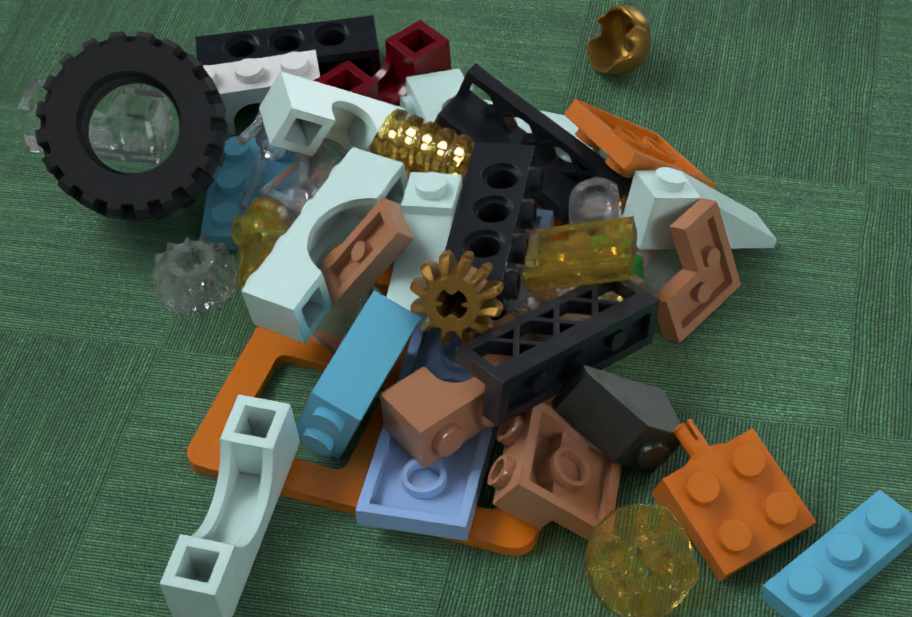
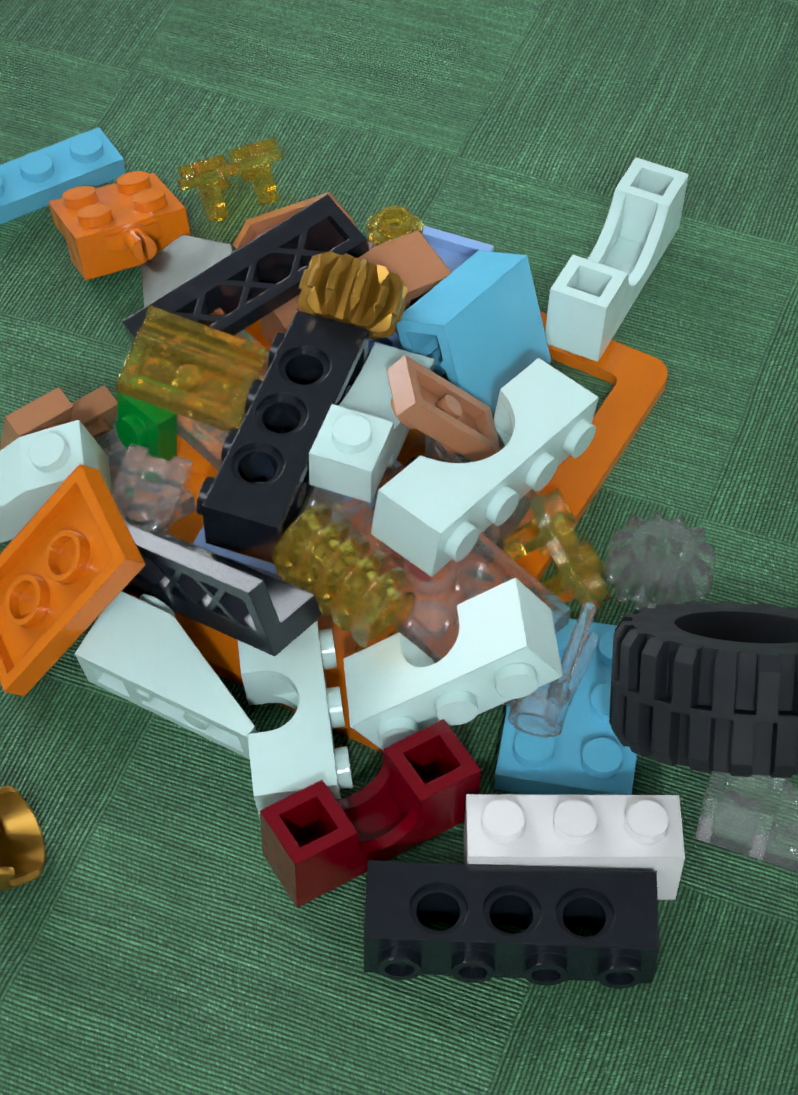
camera: 175 degrees left, 5 degrees up
(451, 497) = (391, 224): none -> clear yellow plate

